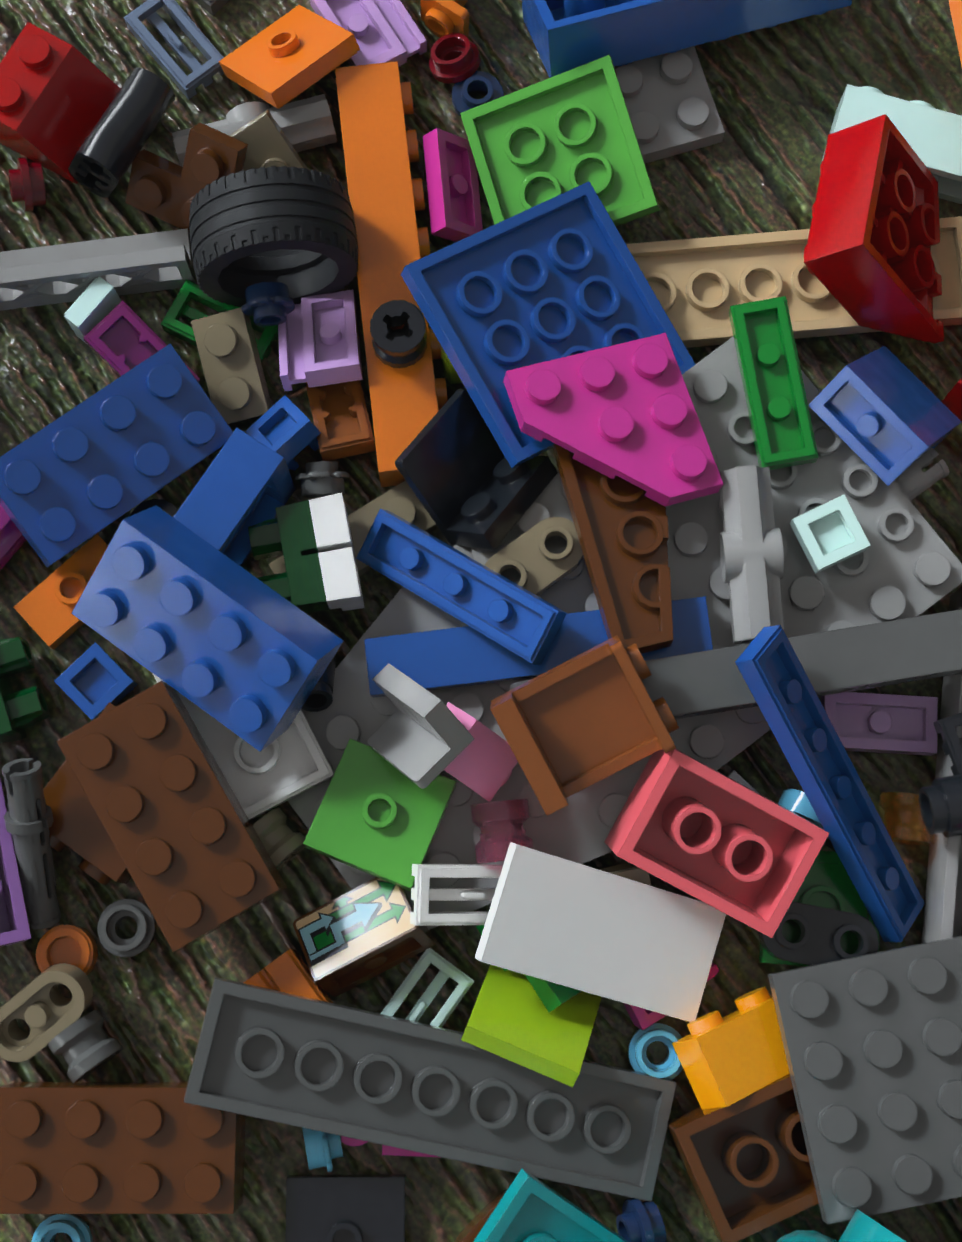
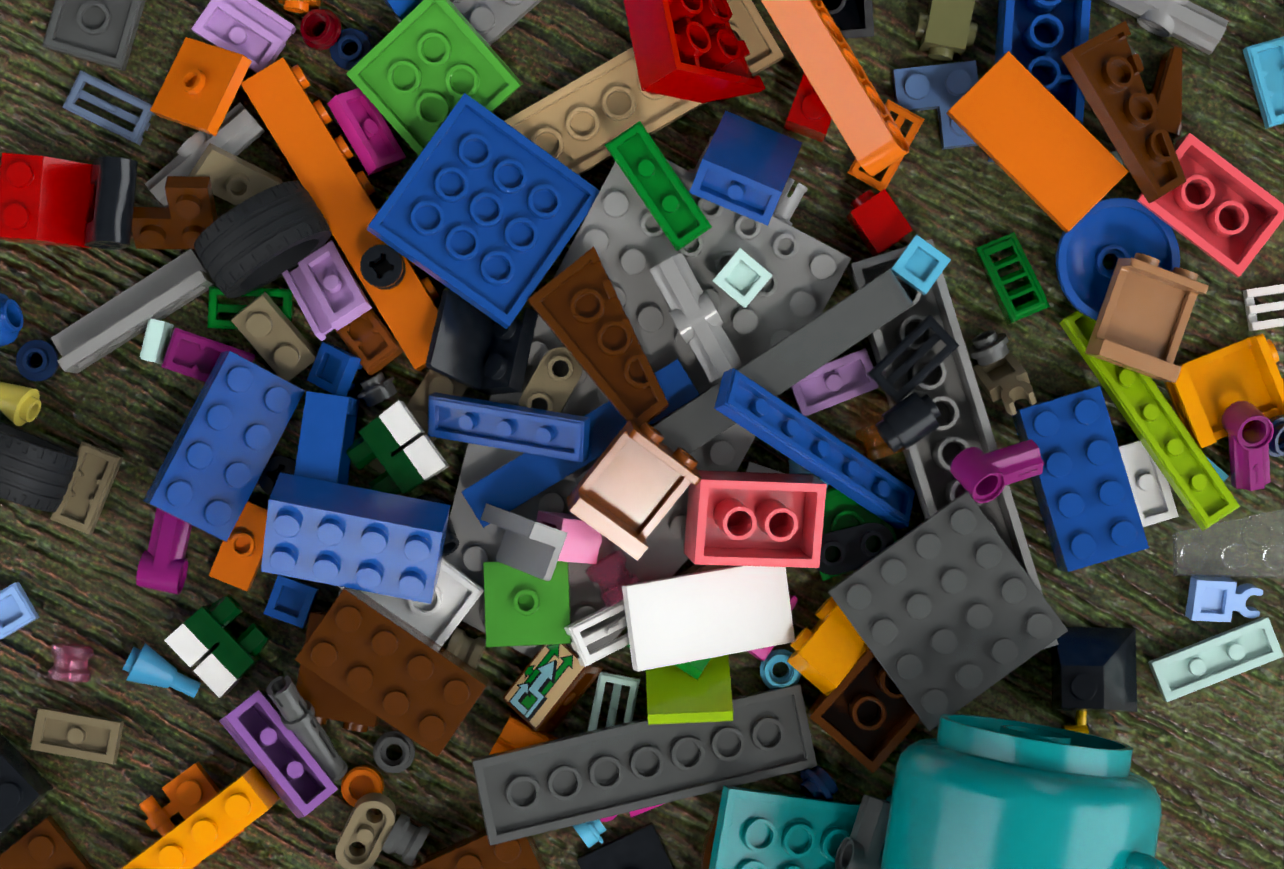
camera: 25 degrees left, 10 degrees up
(27, 184) = (60, 269): dark red plate -> none
(268, 303) = (279, 284): dark blue plate -> none
(620, 415) = (564, 262): dark pink plate -> none

